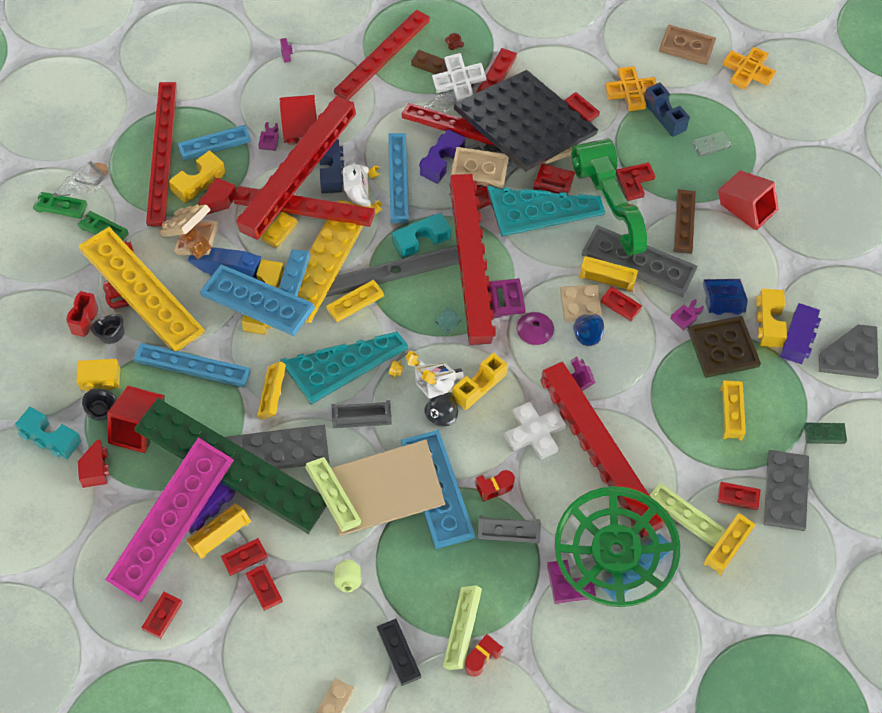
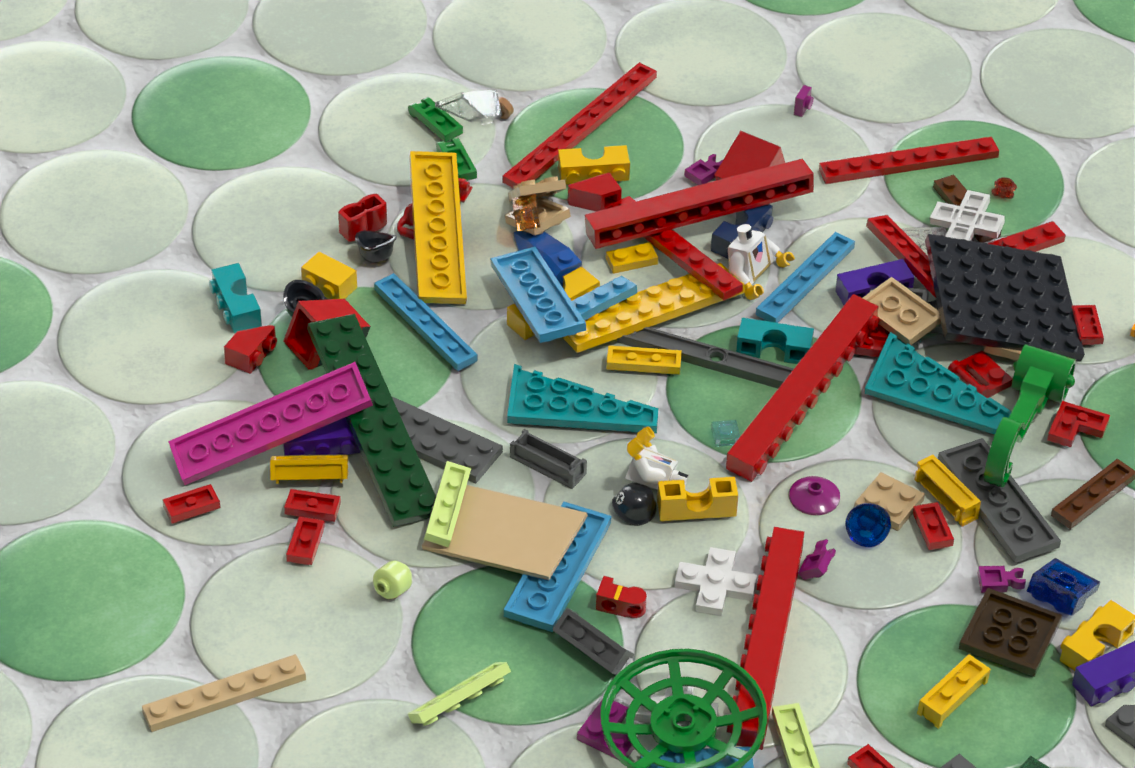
camera: 40 degrees right, 15 degrees down
(214, 142) = (644, 145): dark azure plate -> none
(271, 390) = (479, 387): yellow plate -> none
(396, 369) = (622, 439): yellow plate -> none
(399, 652) = (377, 673): black plate -> none
(481, 654) = (453, 727): red leg -> none
(512, 297) = (814, 453): magenta plate -> none

